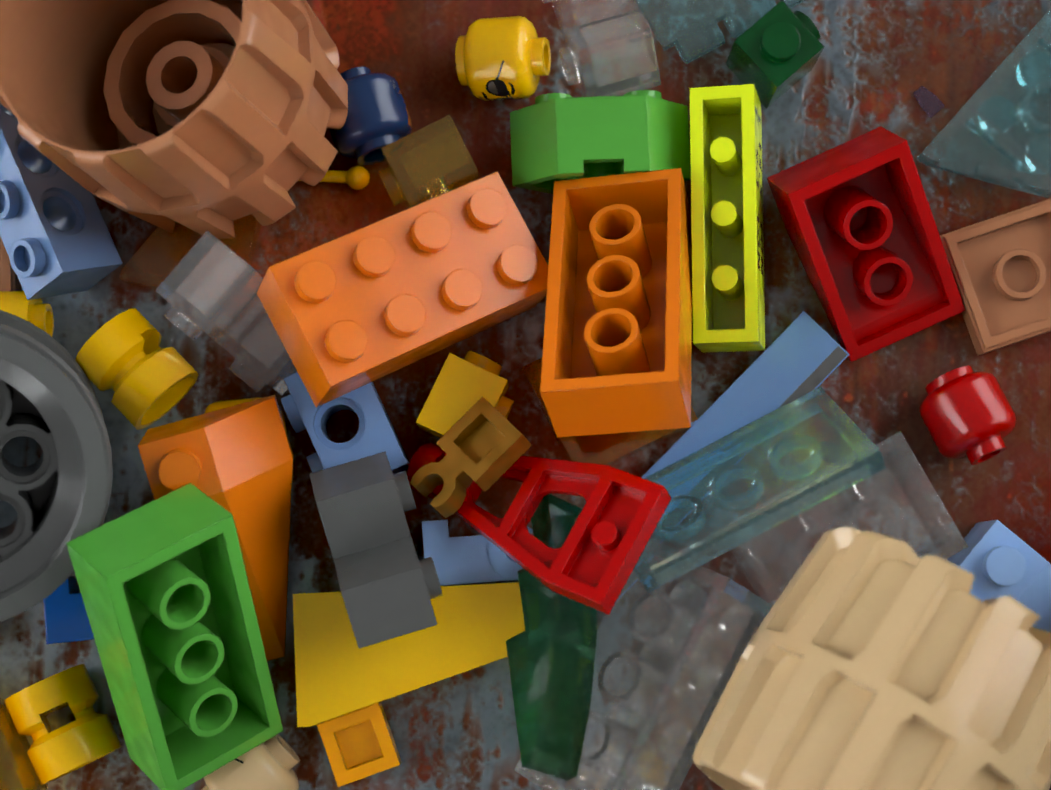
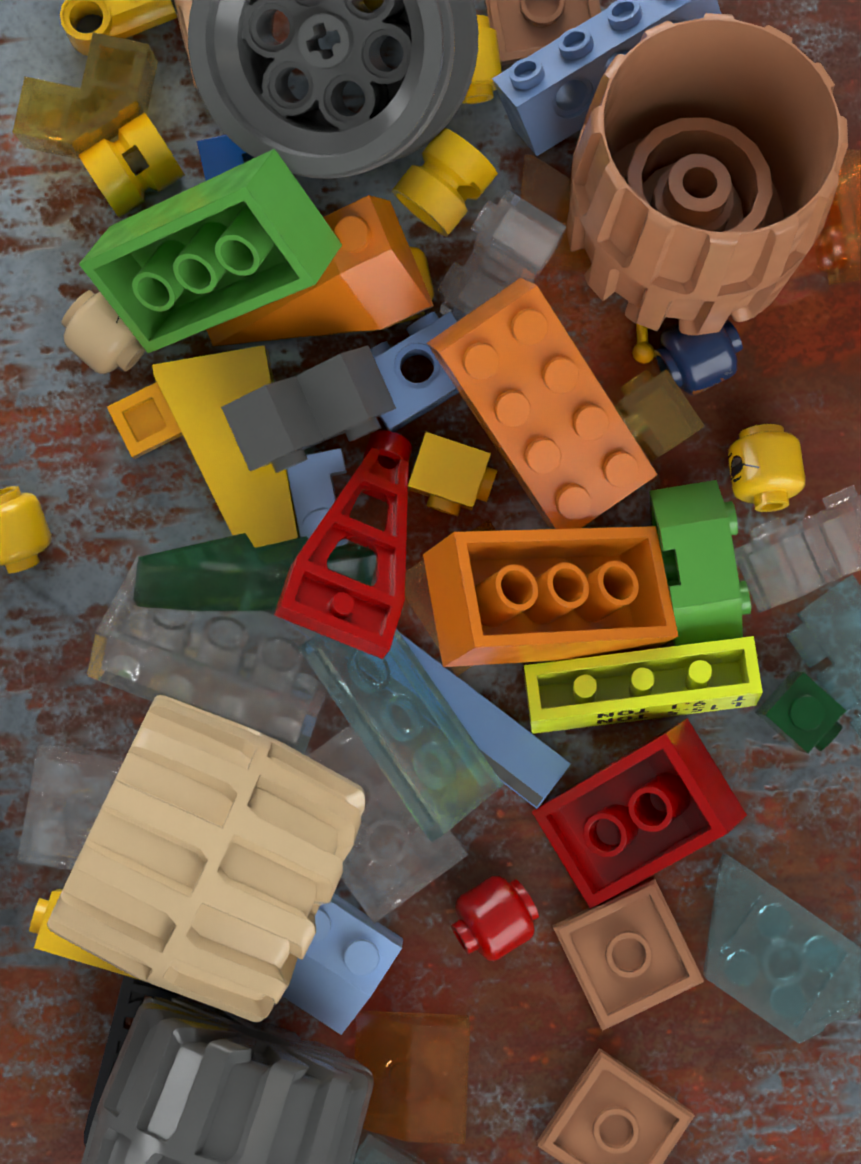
camera: 90 degrees right, 5 degrees up
(477, 450) = (404, 487): pearl gold plate -> none
(928, 101) = (780, 858): piece -> none

